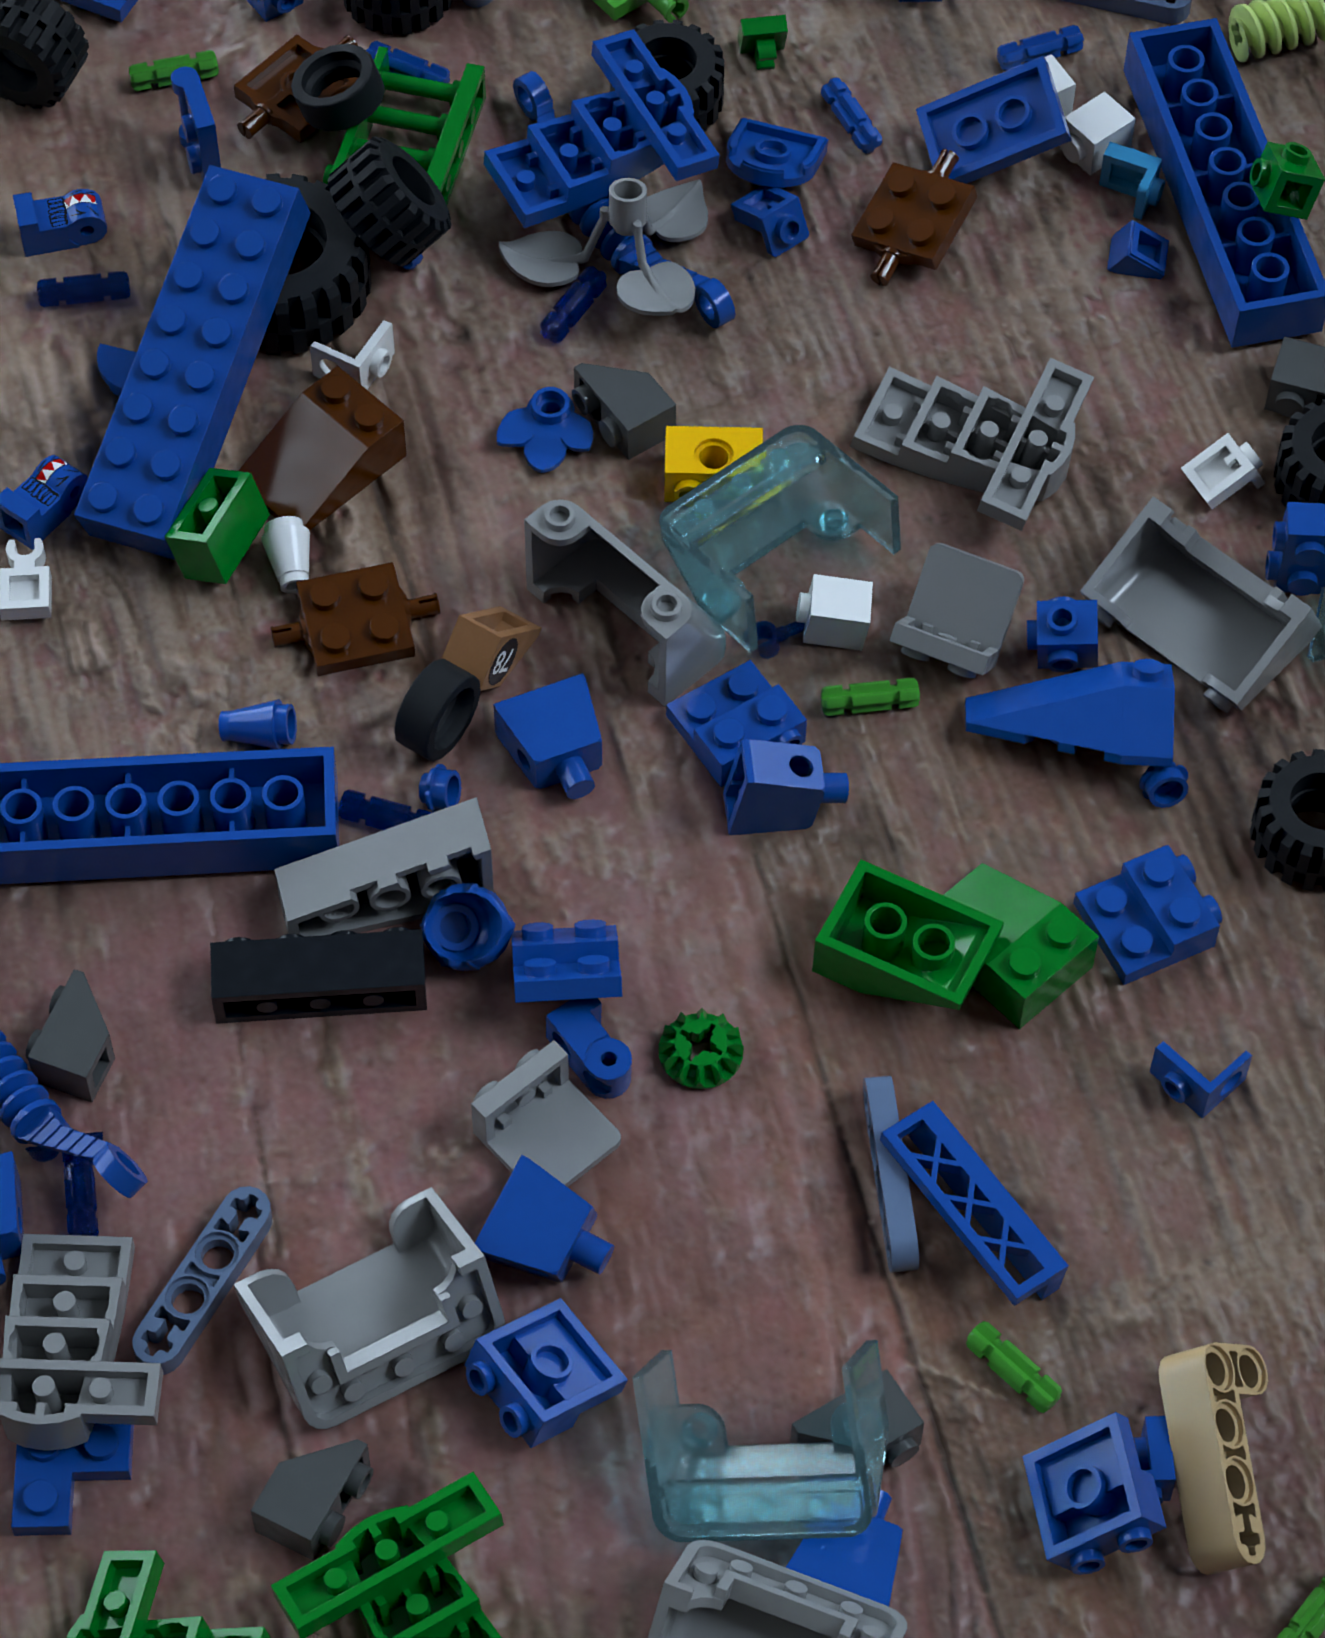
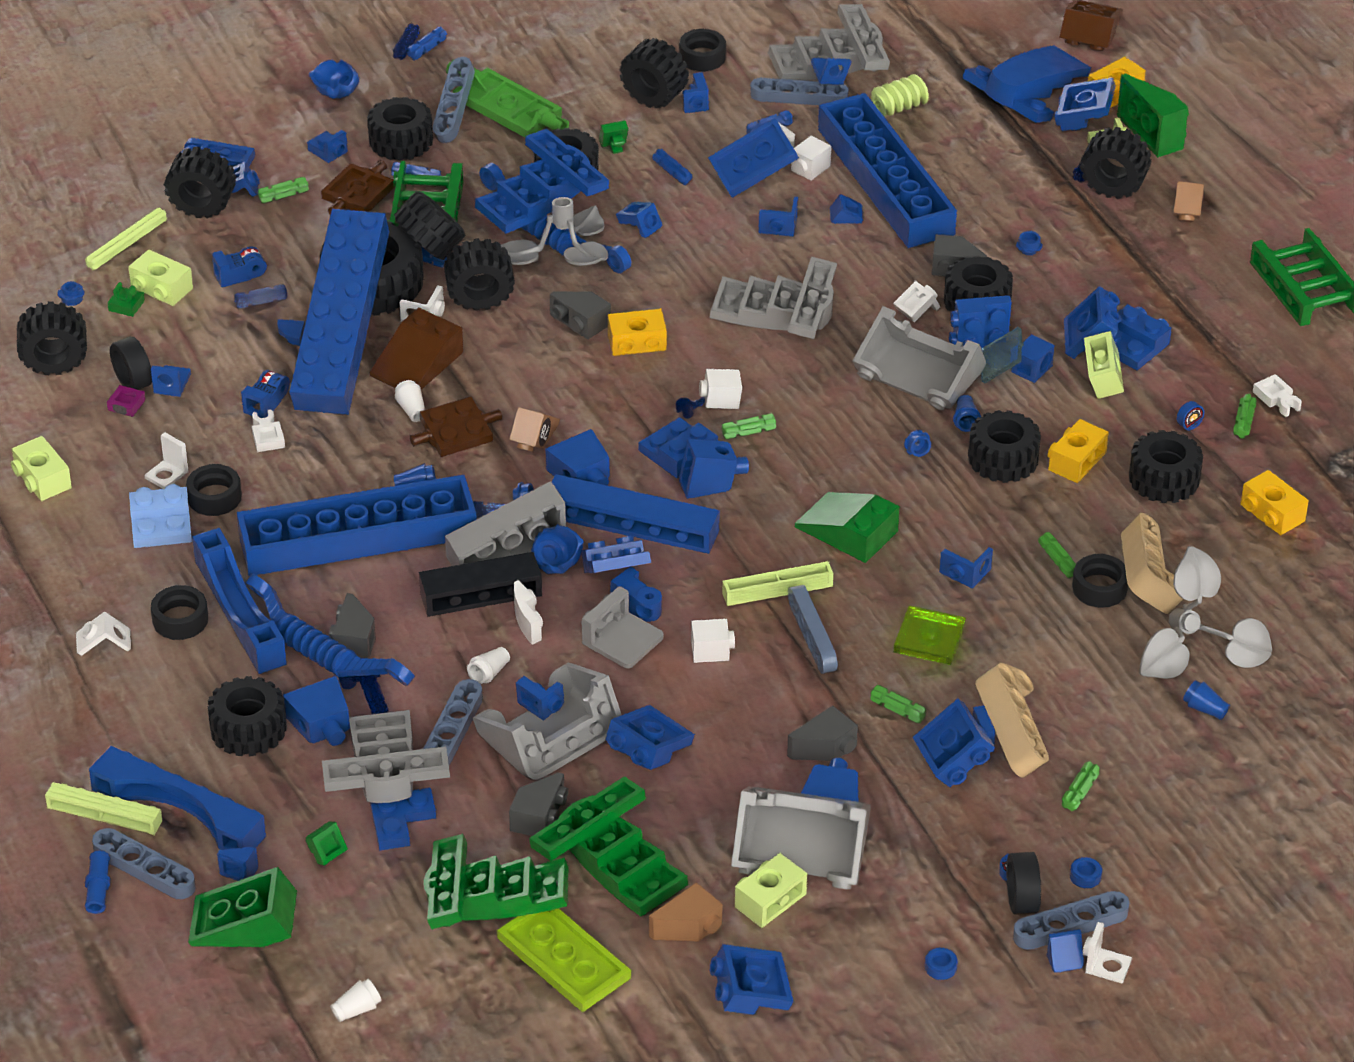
camera: 10 degrees left, 15 degrees down
(109, 40) = (245, 178): none -> blue bracket
(198, 127) = (308, 209): blue plate -> none
(217, 525) = (369, 390): green brick -> none
(293, 1158) = (487, 665): none -> white cone
(345, 108) = (387, 190): black tyre -> none
(363, 1257) = (537, 699): none -> blue bracket
(386, 1033) = (527, 618): none -> white slope
(437, 709) = (515, 455): black tyre -> none
(458, 310) = (475, 259): none -> black tyre
(542, 1226) = (634, 671): blue torso -> none
(543, 434) = (539, 329): blue plate -> none
(573, 304) = (539, 271): clear blue axle -> none
(578, 556) = (582, 375): light grey windscreen -> none
(624, 863) = (638, 514): none -> blue brick
(702, 1170) = (711, 640): none -> white brick
(707, 1068) = (702, 597): green gear -> none
(760, 503) = (671, 341): clear light blue windscreen -> none
(764, 1490) = (784, 766): clear light blue windscreen -> none
(774, 154) = (634, 188): blue tile -> none
(848, 1059) = (776, 583): none -> yellowish green piece
(903, 940) = (793, 523): green slope -> none
(914, 216) = (719, 207): reddish brown plate -> none
(959, 611) = (789, 377): light grey bracket -> none
(977, 1194) = (862, 631): blue fence -> none
(1014, 264) = (779, 221): none -> blue bracket
(1064, 634) = (848, 382): blue brick -> none
(1104, 1216) = (929, 635): none -> clear neon green plate
(1107, 708) = (886, 408): blue wedge -> none
(1134, 175) = (835, 174): dark azure bracket -> none
(1150, 914) = (926, 501): blue plate -> none
(1265, 732) = (965, 413): none -> blue cone
(1286, 179) = (921, 156): green brick -> none

